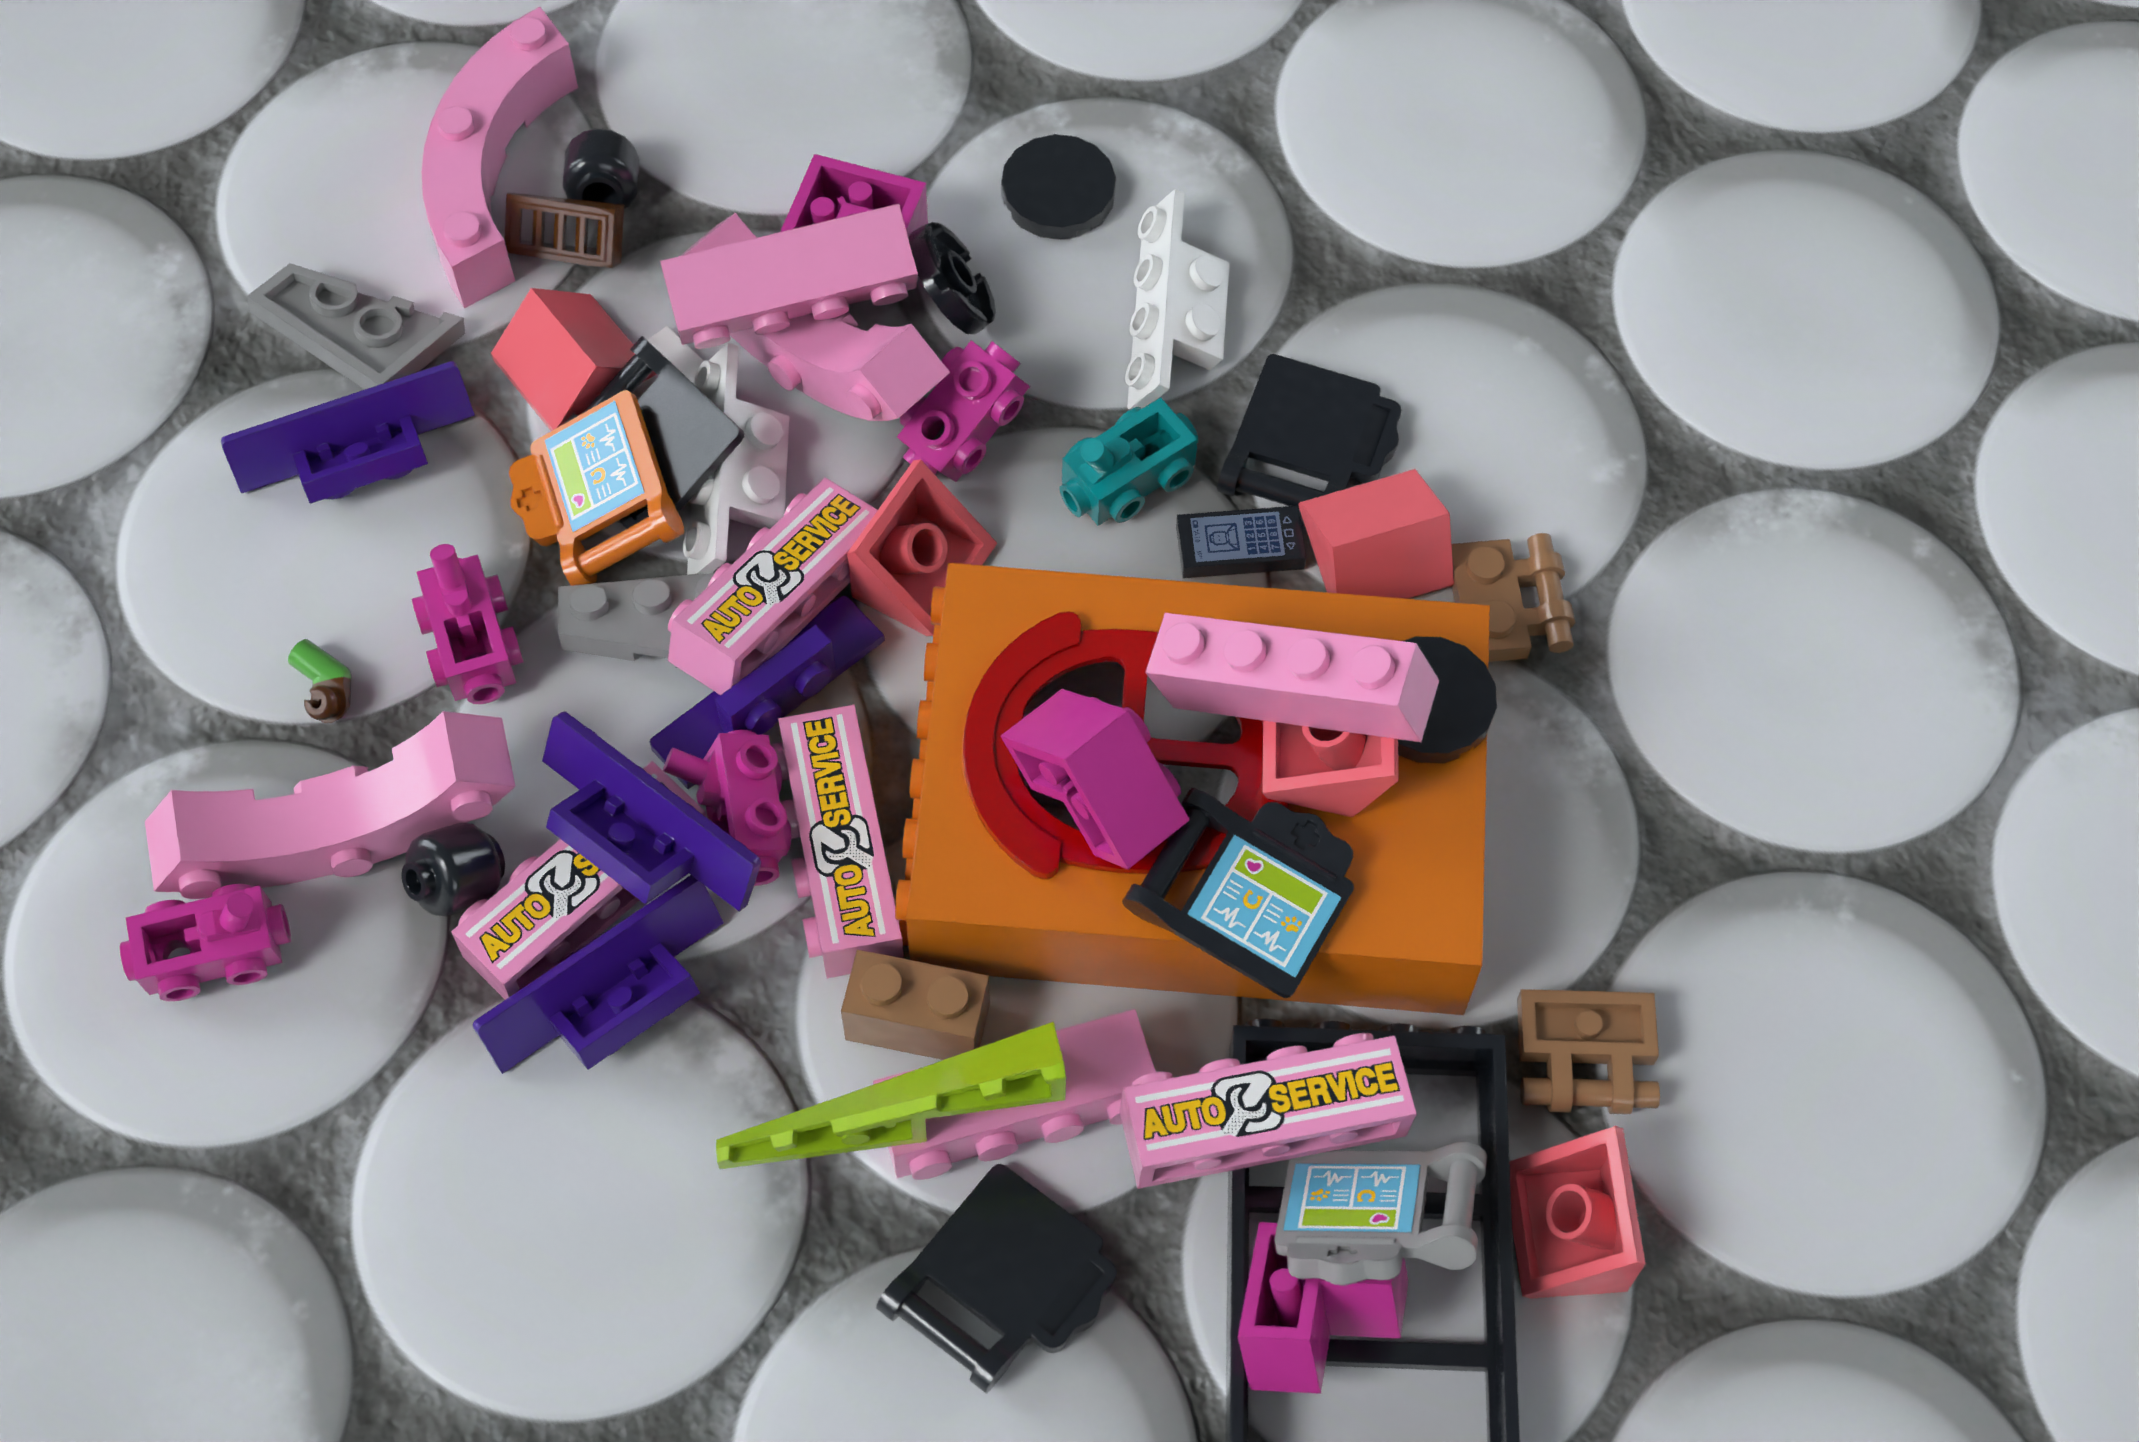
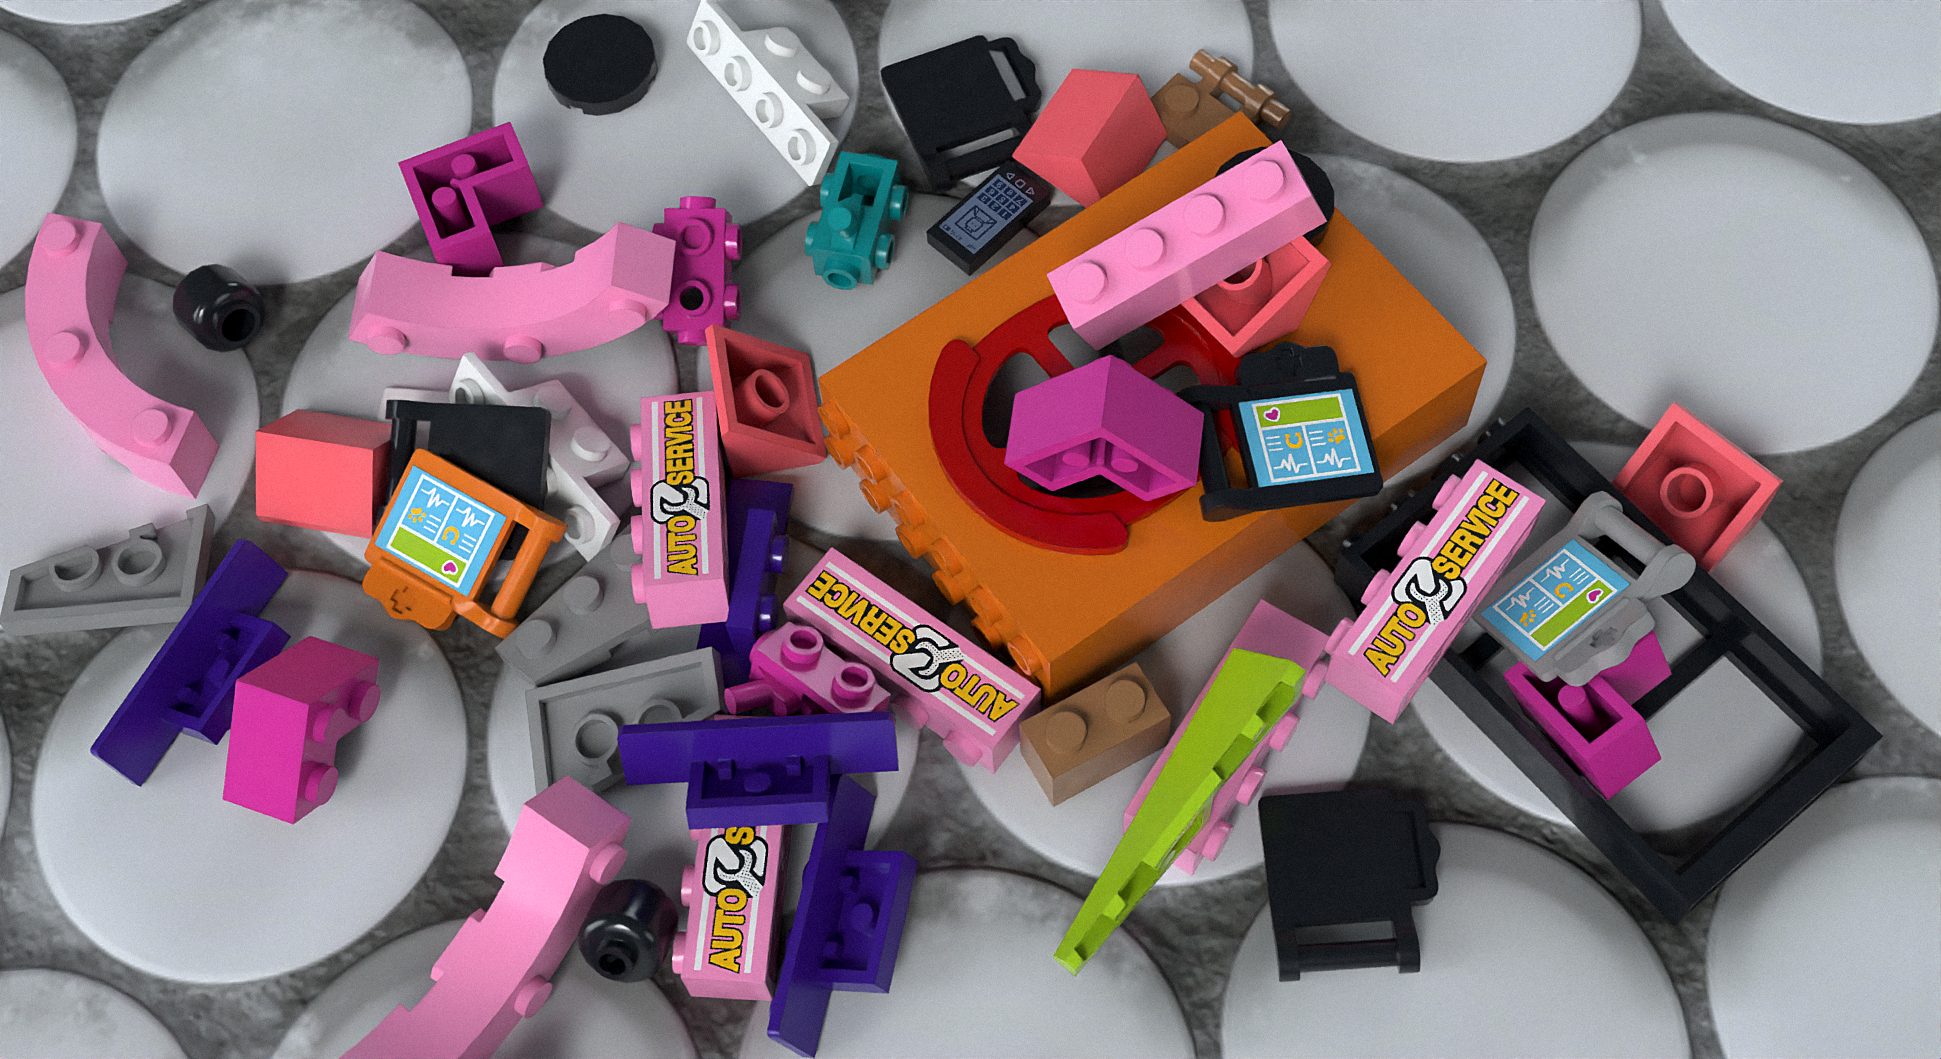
camera: 35 degrees left, 0 degrees up
(329, 681) = (370, 873): arm -> none
(362, 525) = (290, 725): none -> dark pink brick
(462, 614) = (448, 734): dark pink brick -> none
(609, 232) = (238, 343): reddish brown slope -> none
(612, 704) = (579, 719): none -> light grey wing
(790, 276) = (473, 263): bright pink brick -> none
(948, 280) = (593, 180): black tile -> none
(1590, 1029) = (1564, 362): medium nougat plate -> none

